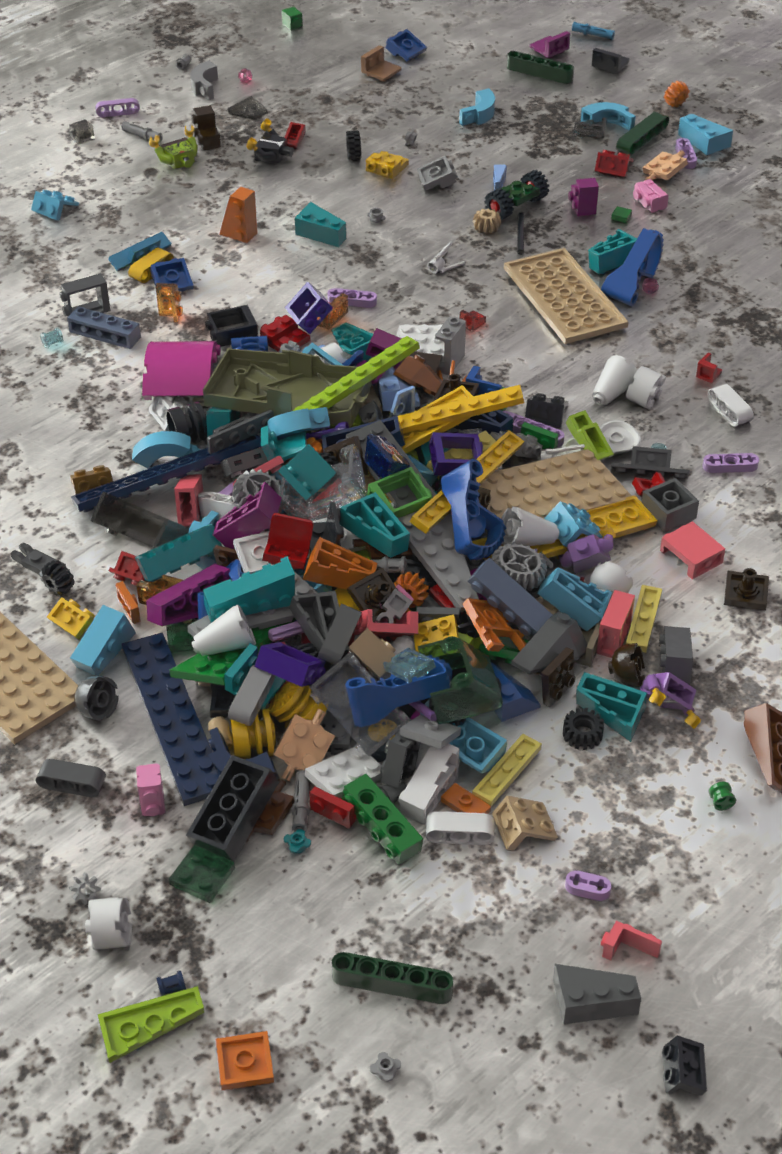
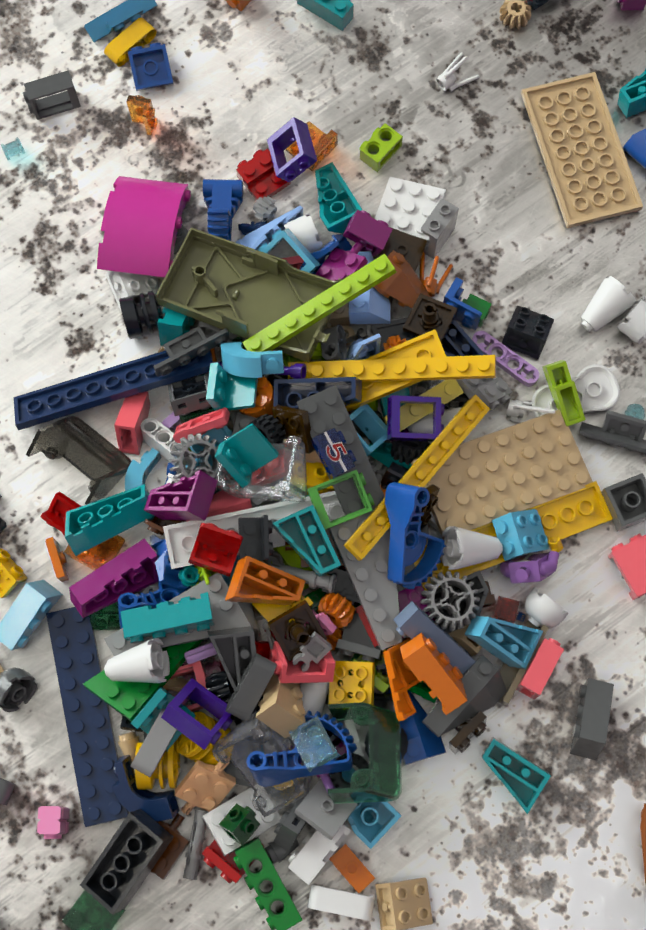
camera: 10 degrees right, 30 degrees up
(91, 479) = (36, 375): pearl gold bracket -> none
(104, 327) = (70, 140): sand blue brick -> none
(160, 445) = (114, 344): medium azure arch -> none
(231, 317) = (206, 141): black window -> none
(297, 846) = (192, 894): teal plate -> none
(345, 760) = (240, 823): none -> dark green brick
(361, 298) = (360, 121): lavender beam -> none
(387, 307) = (384, 149): none -> lime brick
(473, 319) = (471, 177): clear red bracket -> none
(507, 769) = (398, 835): light yellow plate -> none
(514, 611) = (435, 671): none -> orange wedge
(520, 233) = (550, 35): black bar -> none
(546, 438) = (511, 376): green plate -> none
(585, 719) = (495, 793): black tyre -> none
(627, 665) = (540, 723): dark brown cylinder -> none
(643, 484) = (614, 467): red bracket -> none
(644, 616) = (574, 648): light yellow plate -> none
(672, 693) = (572, 772): medium lavender torso -> none
(722, 796) = (599, 901): green wheel -> none

